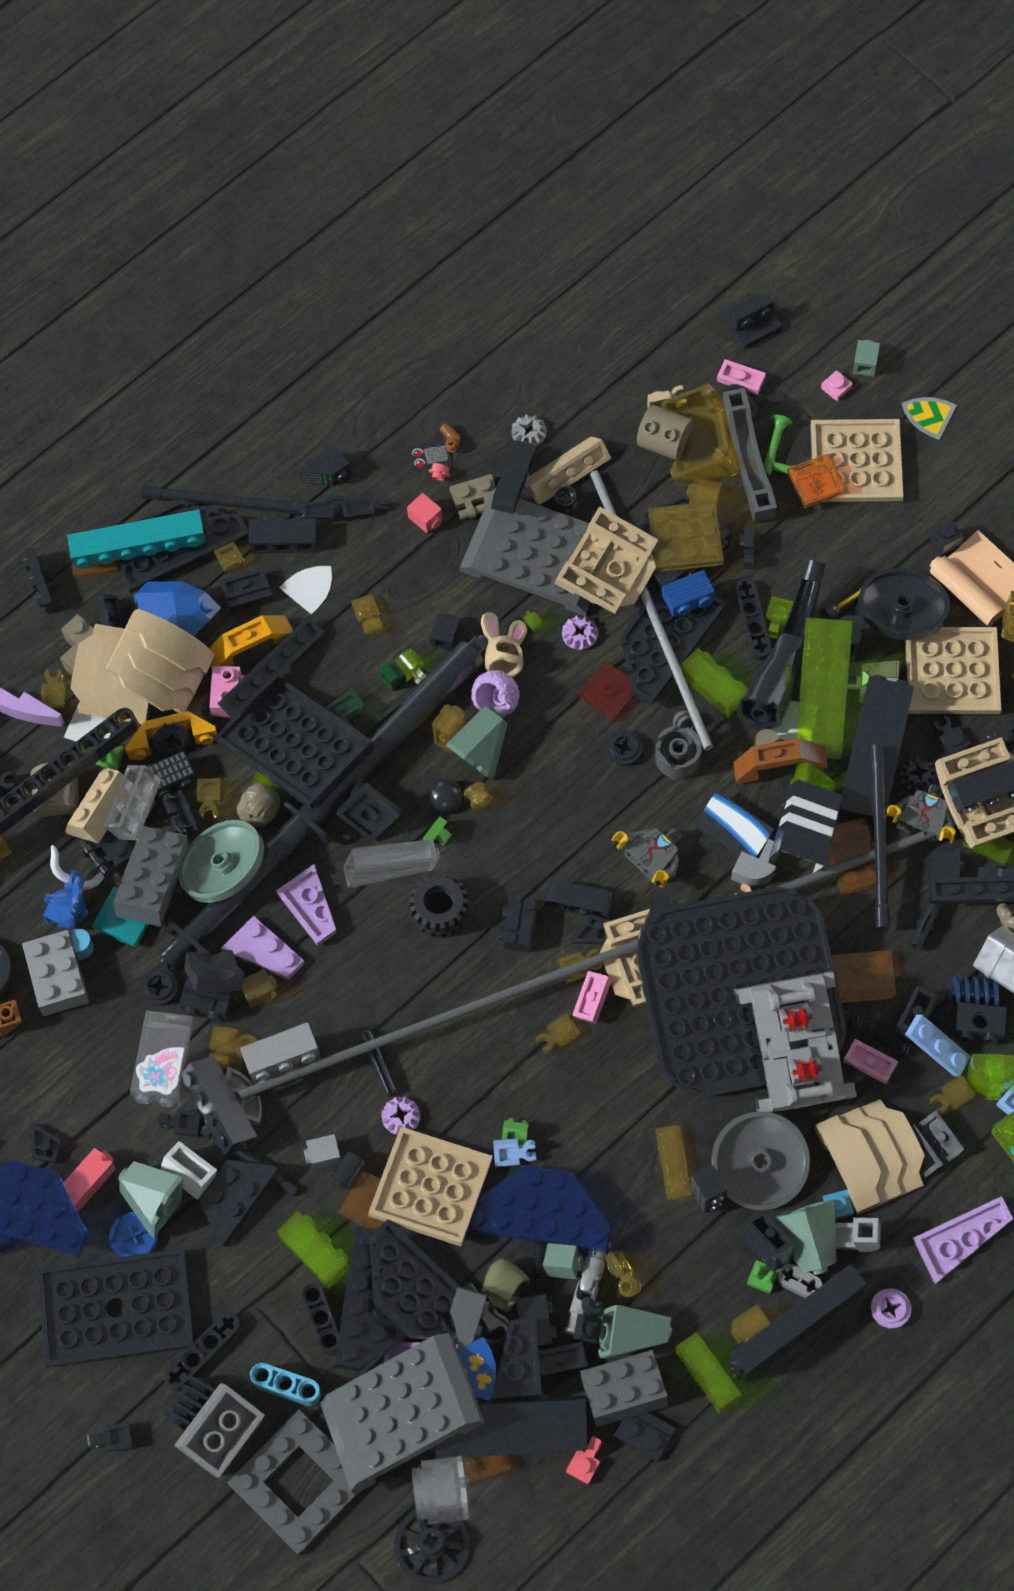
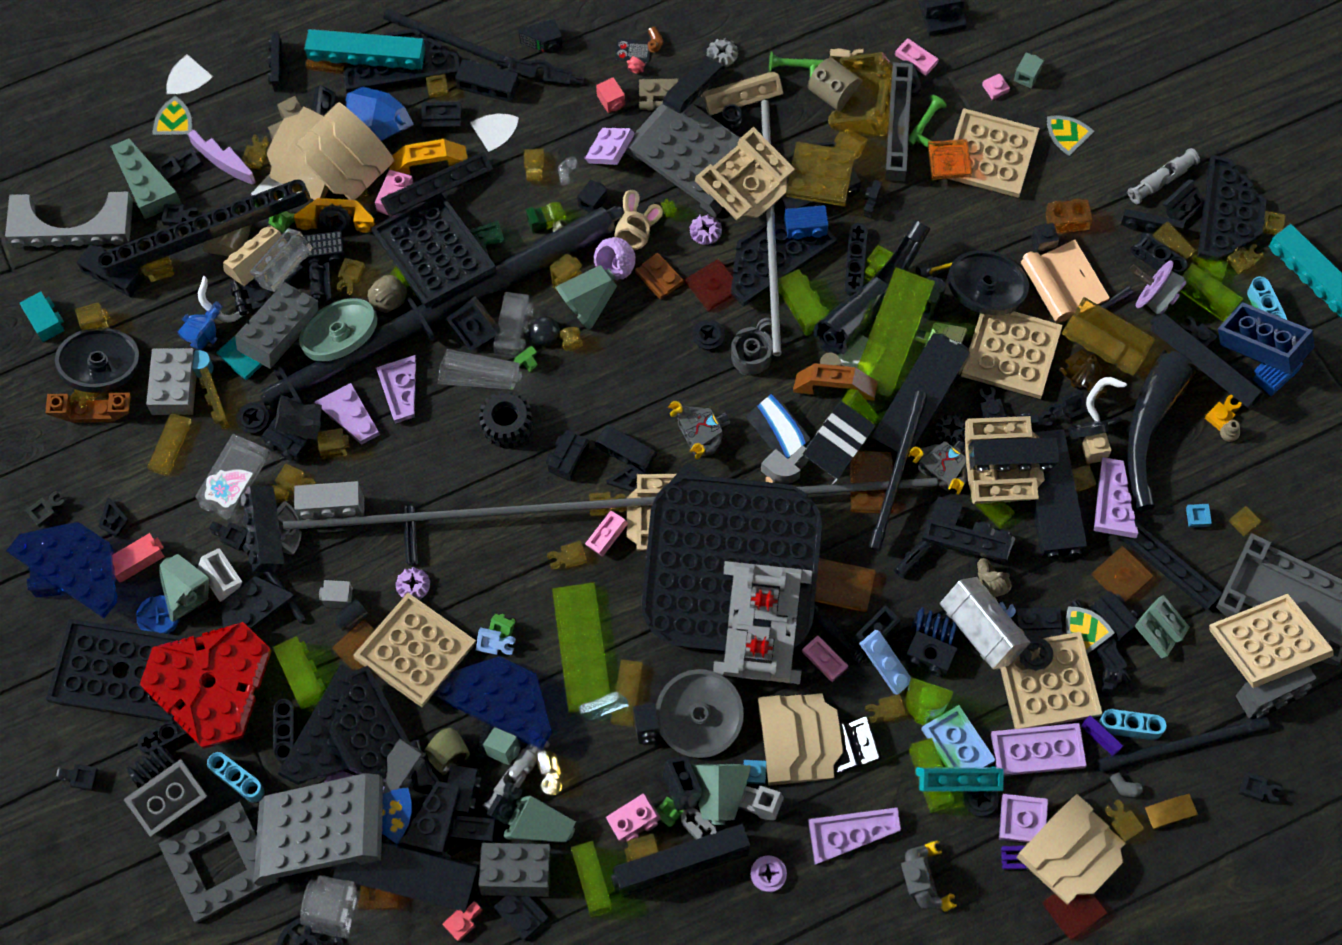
camera: 15 degrees right, 0 degrees up
(76, 1043) = (169, 444): none -> clear yellow plate
(108, 978) = (213, 398): none -> clear yellow plate
(184, 1290) = (181, 673): none -> red plate
(403, 609) = (566, 168): none -> clear arm
(409, 798) = (513, 324): none -> clear brick
(444, 570) = (609, 146): none -> lavender plate
(547, 698) = (659, 276): none -> dark orange plate
(607, 1128) = (580, 644): none -> clear neon green plate
(631, 416) = (806, 63): none -> bright green piece
(656, 1184) = (603, 706): none -> clear light blue tile
(730, 1295) = (634, 818): none -> bright pink brick
(965, 510) = (1069, 221): none -> clear orange brick

